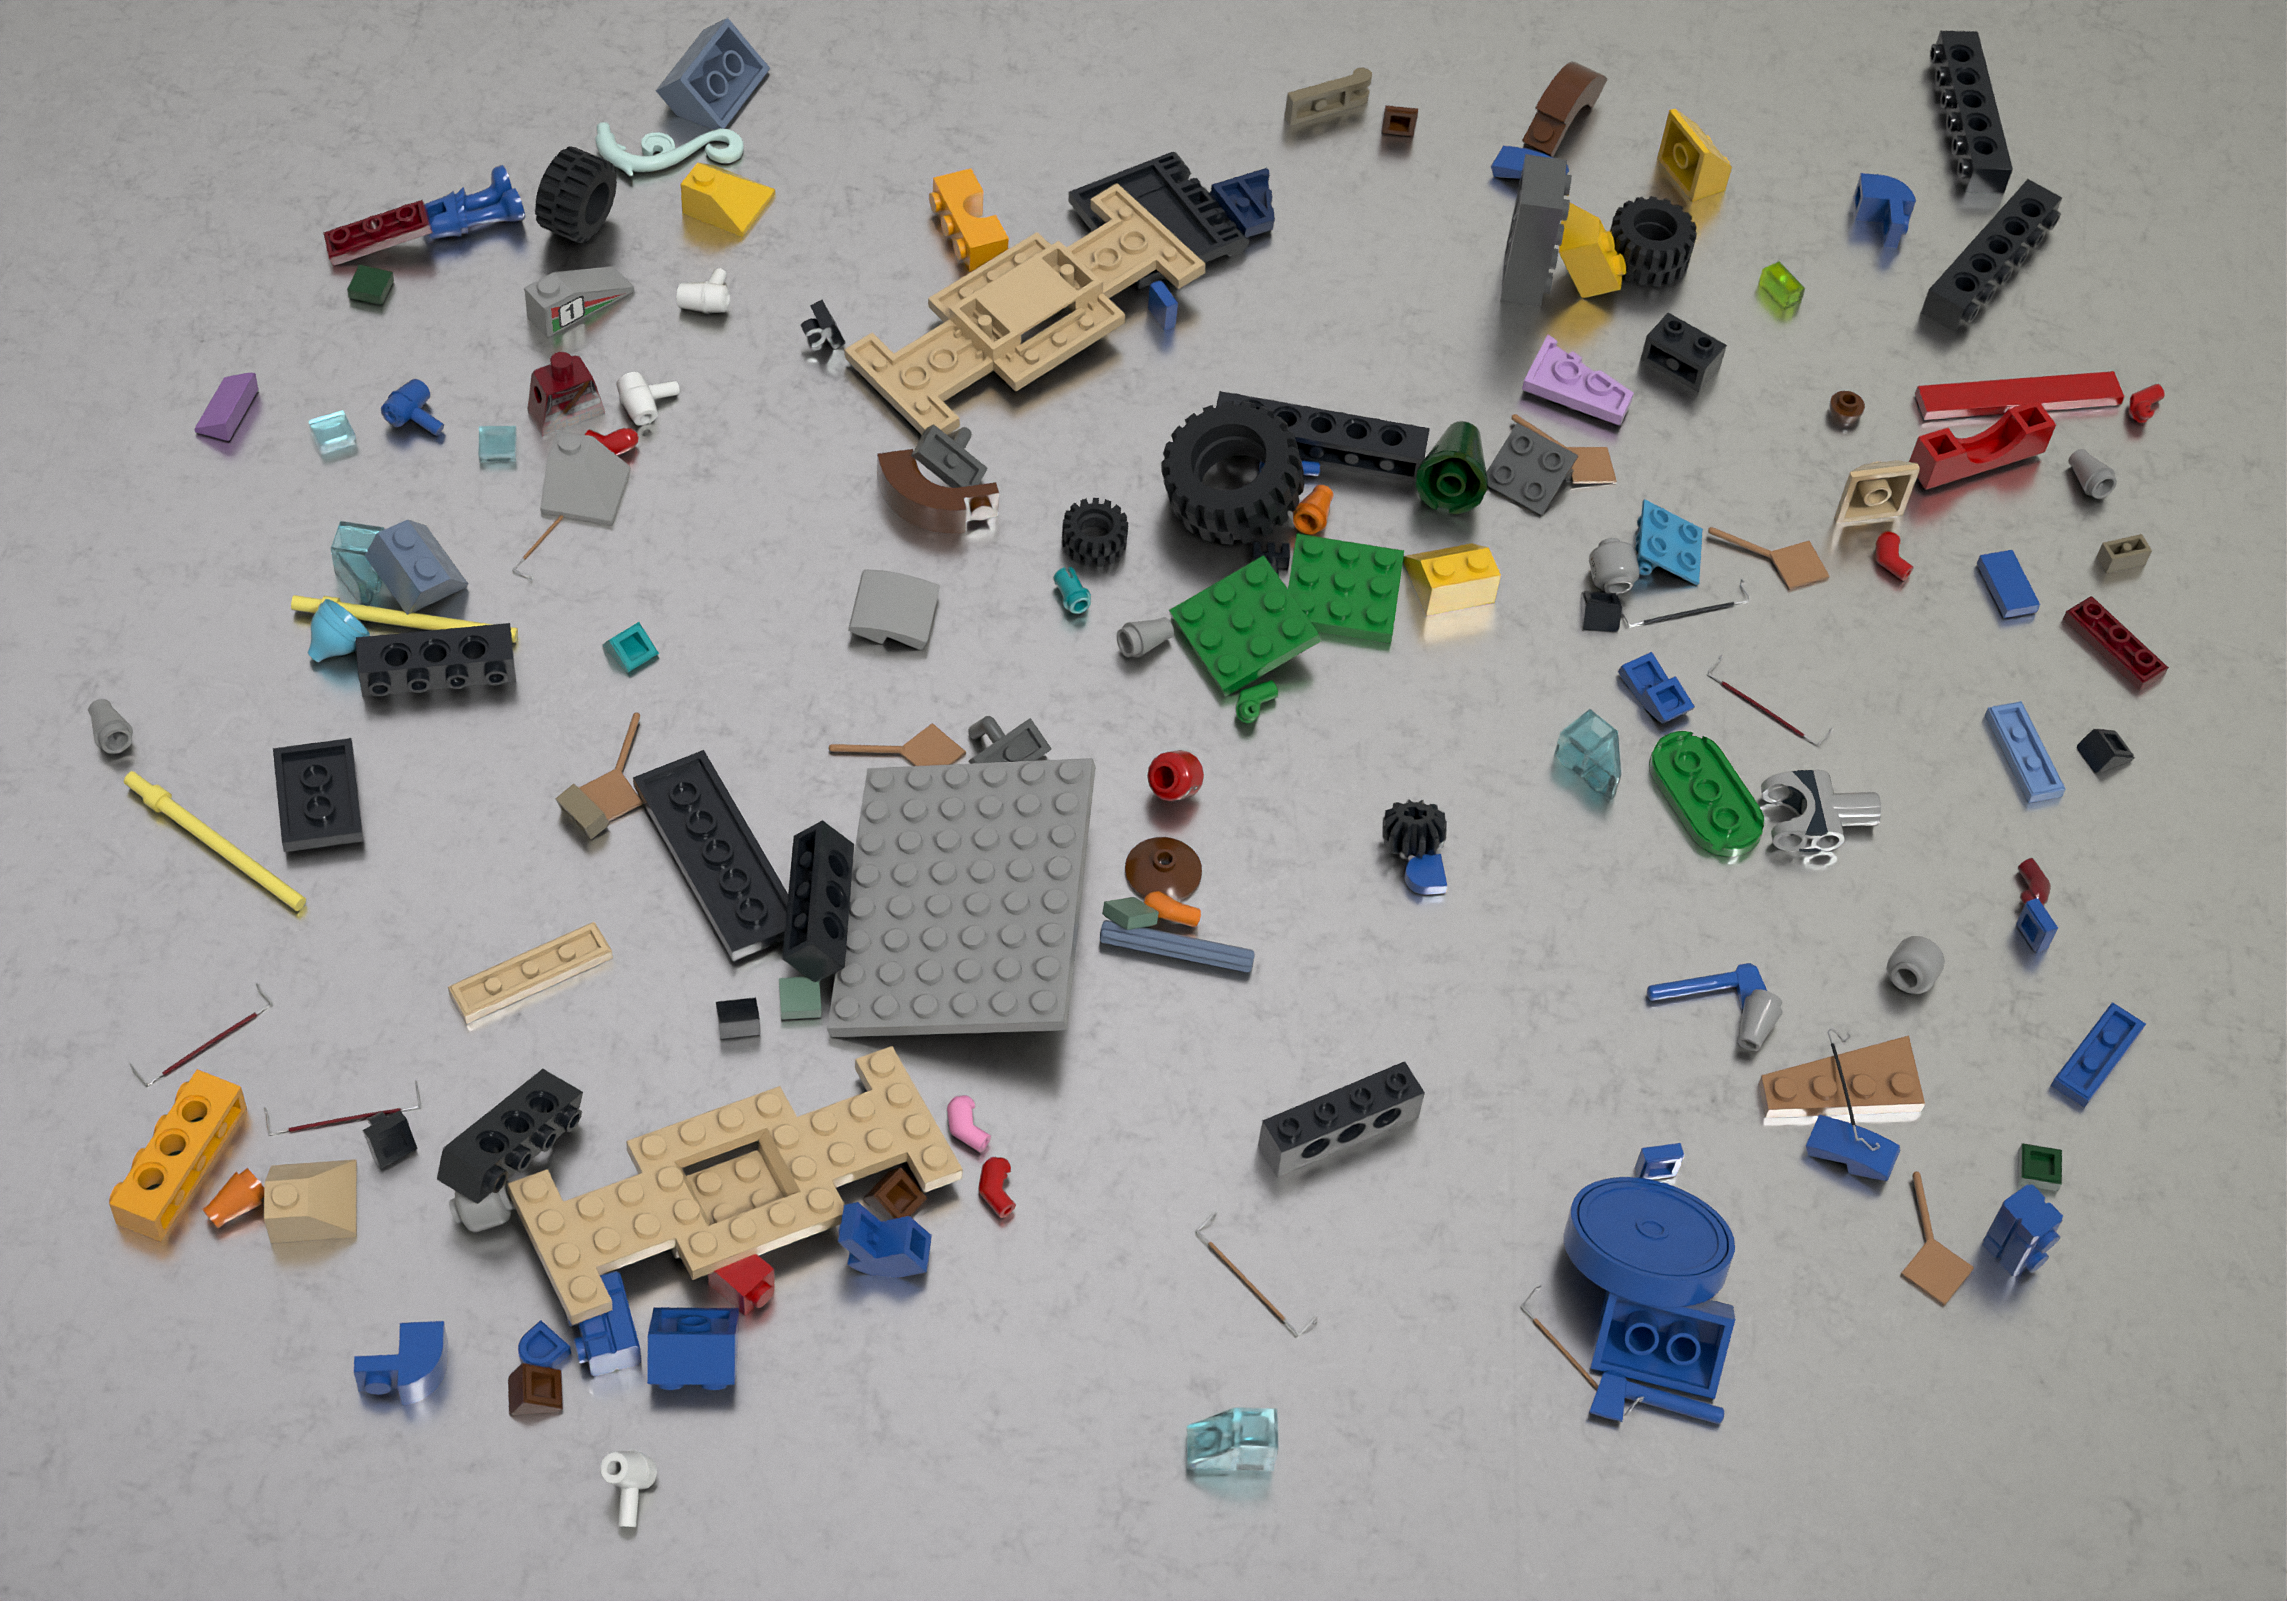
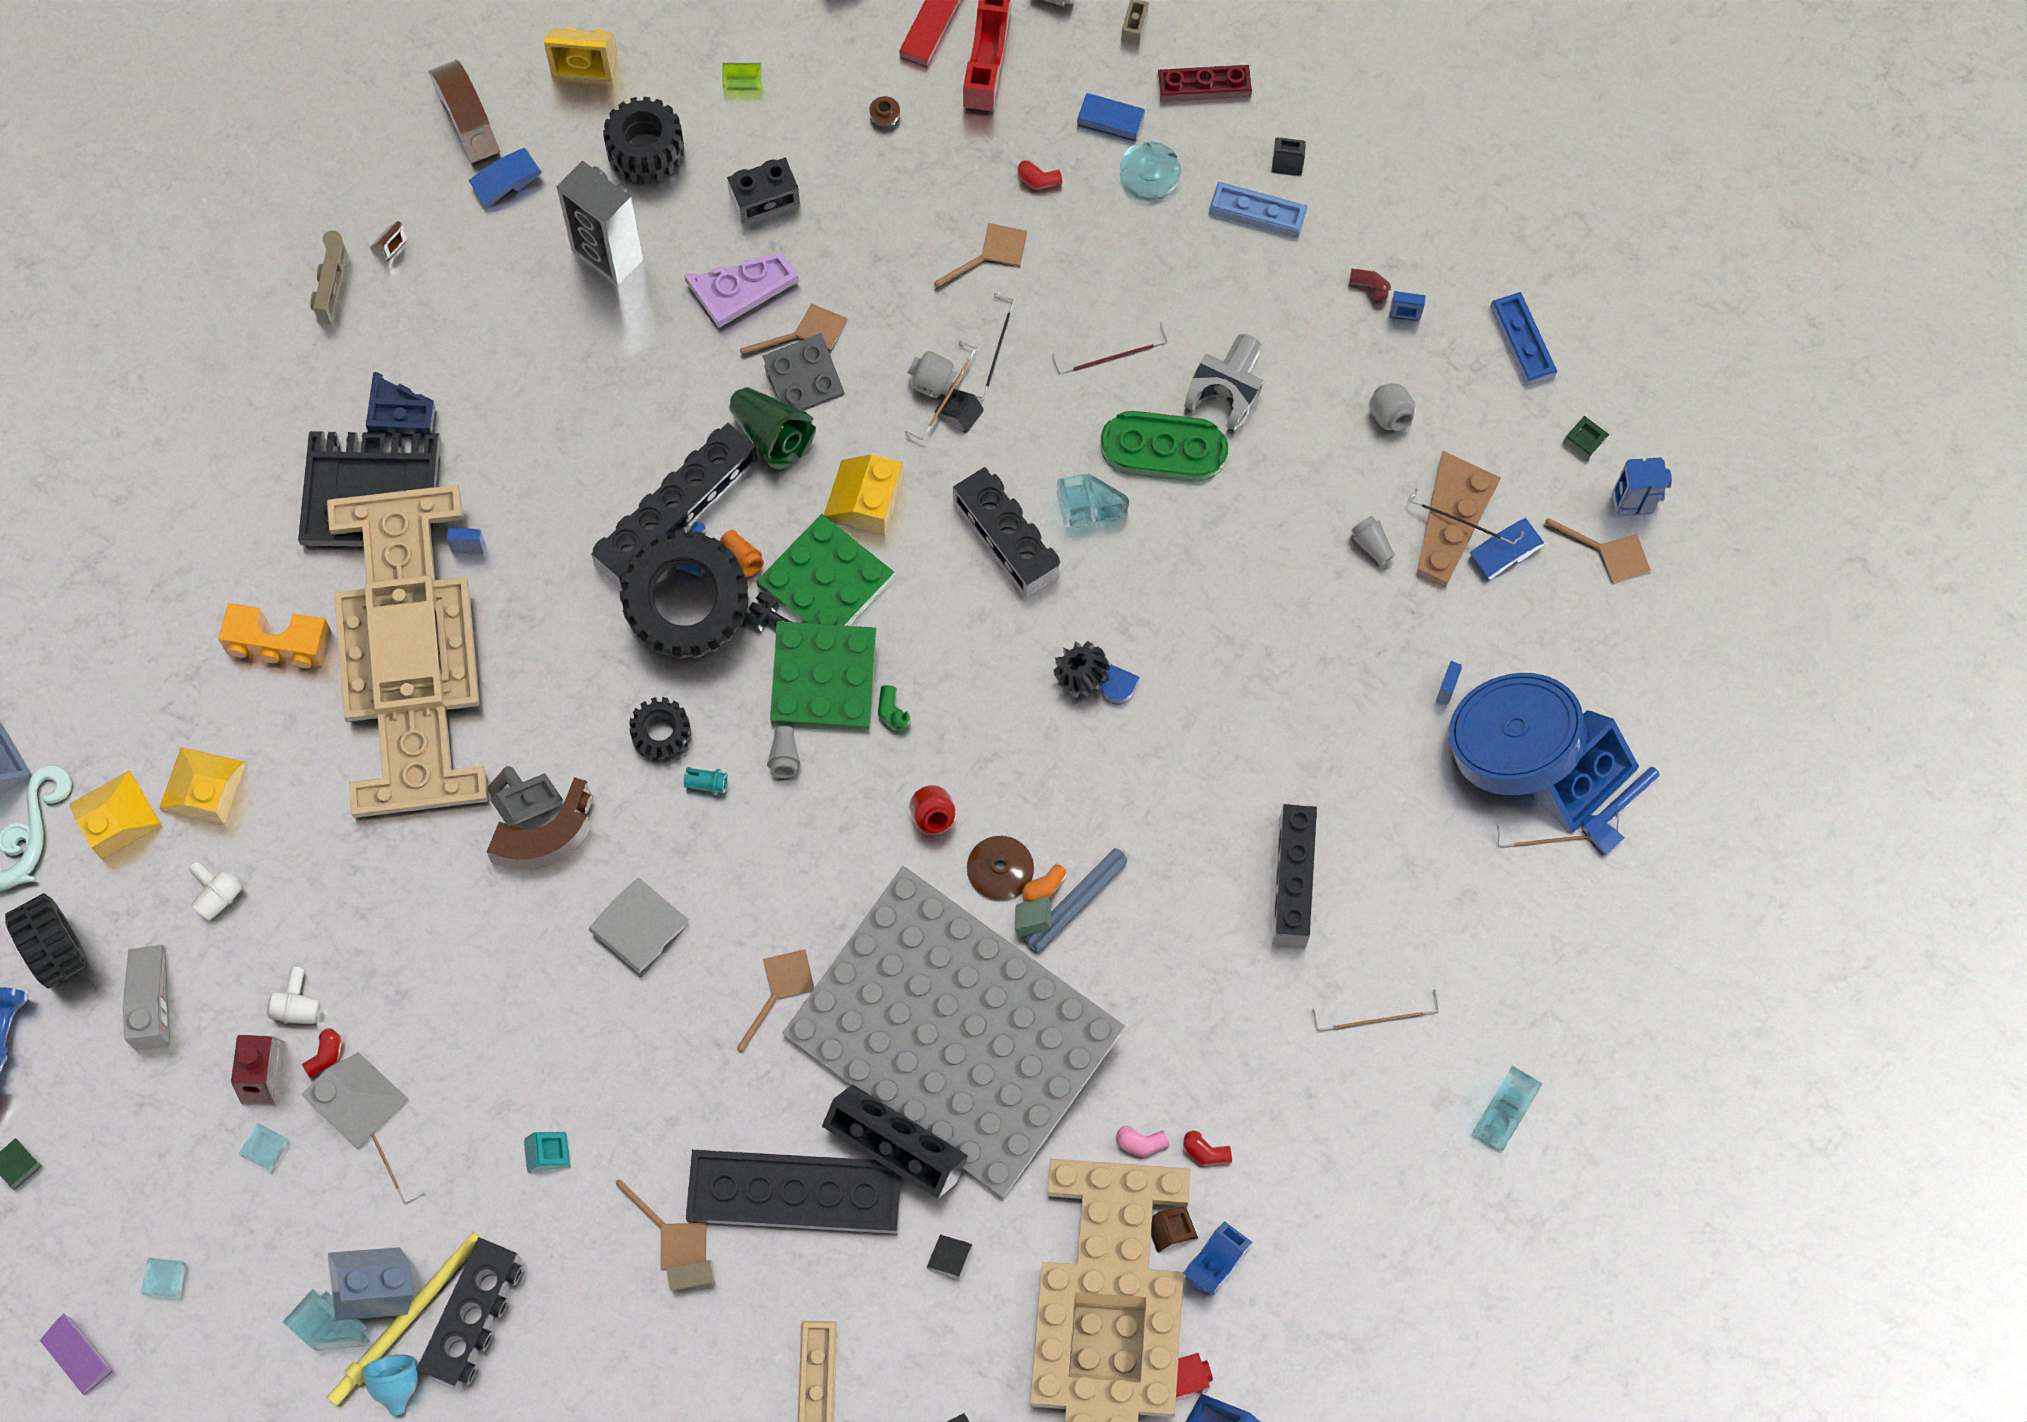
camera: 55 degrees left, 15 degrees up
(406, 405) = (176, 1203): blue piece -> none
(798, 245) = (202, 785): none -> yellow slope
(799, 998) = (960, 1202): sand green tile -> none
(822, 327) = (314, 817): black tile -> none
(1020, 744) = (832, 916): dark grey plate -> none
(1505, 702) = (1028, 574): none -> black brick
(1590, 254) = (647, 190): yellow slope -> none
(1607, 591) = (948, 394): none -> medium nougat piece
(1654, 690) = (1057, 420): blue slope -> none
(1668, 543) = (932, 322): dark azure hinge -> none
(1744, 978) = (1331, 525): blue piece -> none
(1877, 491) = (979, 144): tan slope -> none
(1981, 643) = (1150, 171): none -> clear light blue tile

